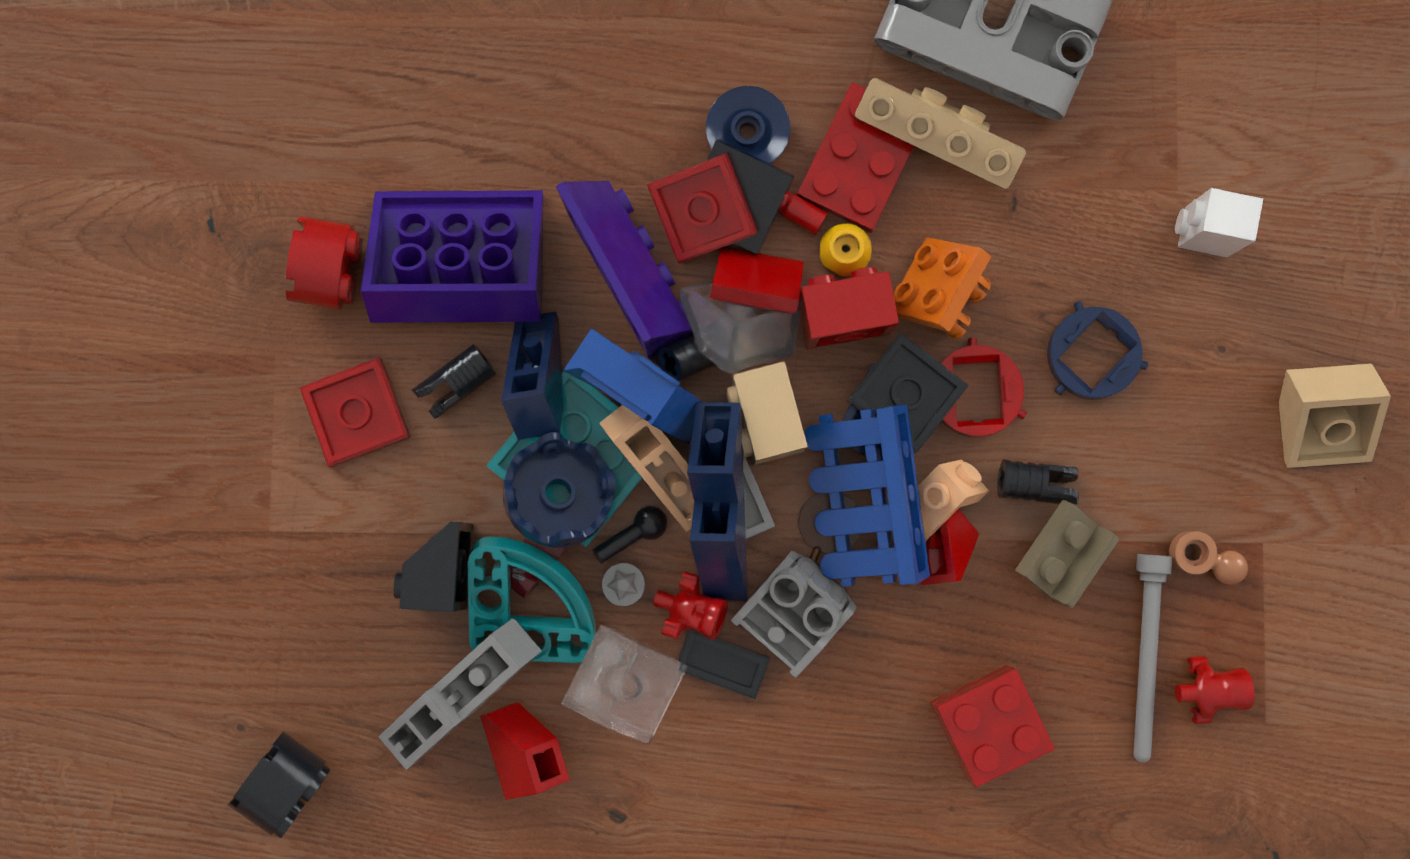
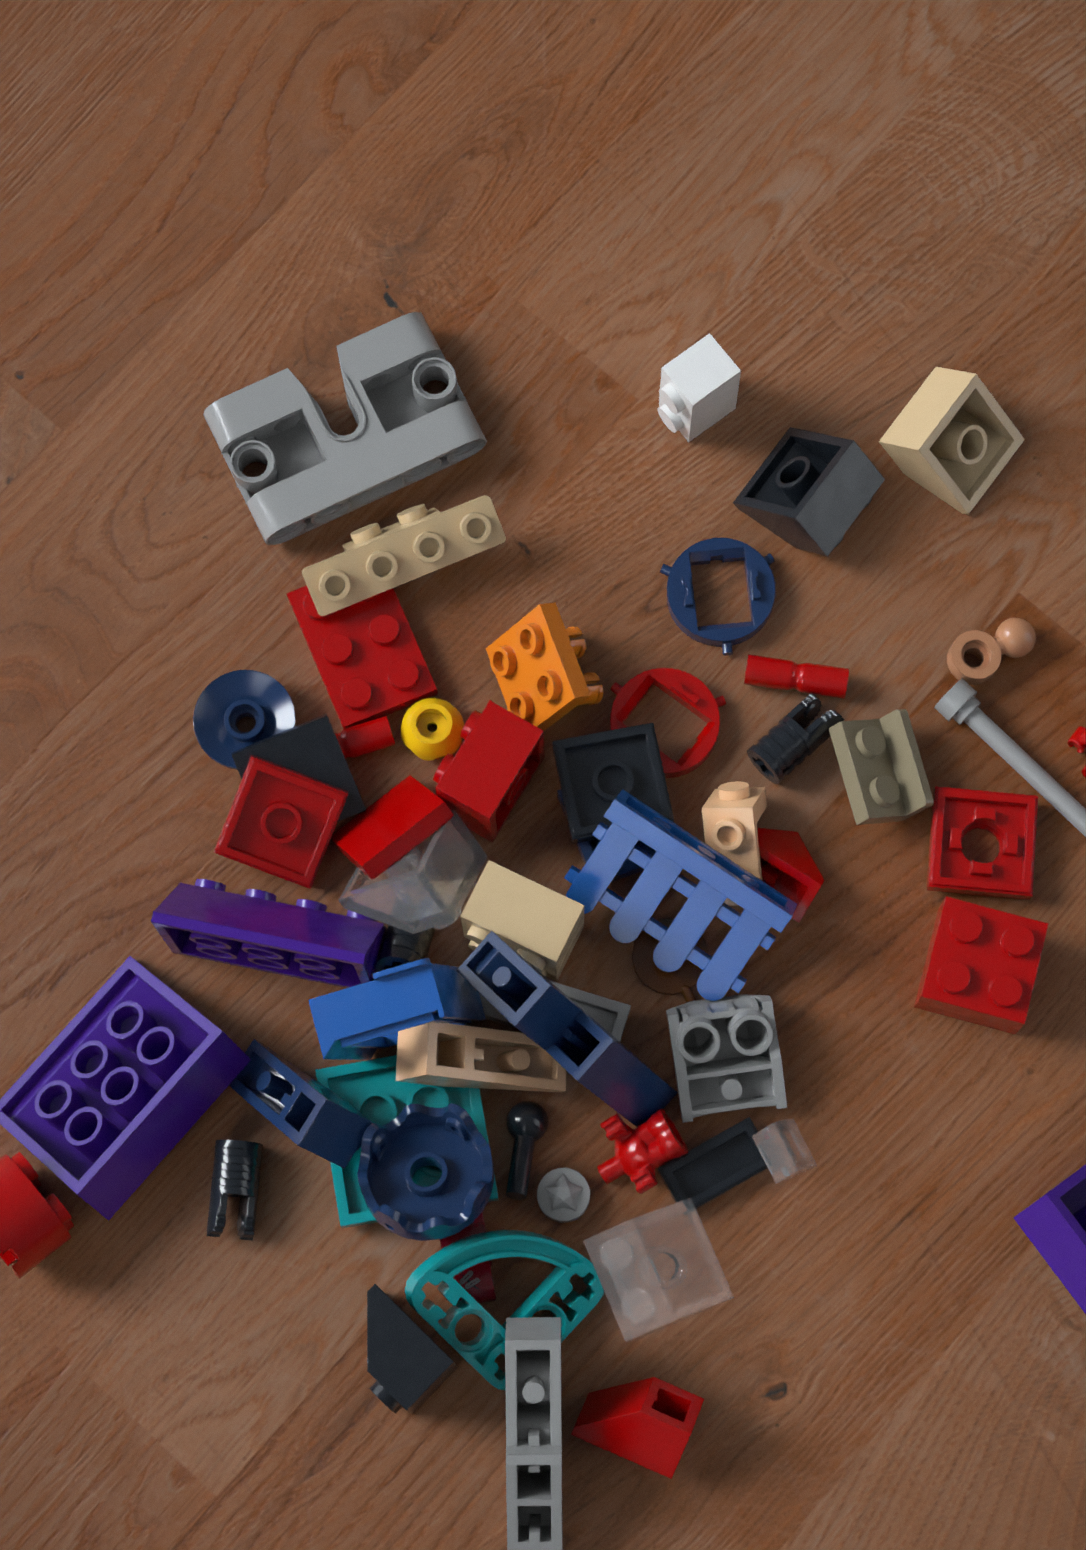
camera: 50 degrees left, 10 degrees down
(354, 412) = (178, 1312): red tile -> none
(767, 698) = (784, 1150): none -> clear slope
(1083, 453) = (803, 677): none -> red piece
(1103, 667) = (1006, 816): none -> red piece
(1214, 353) = (810, 489): none -> black slope

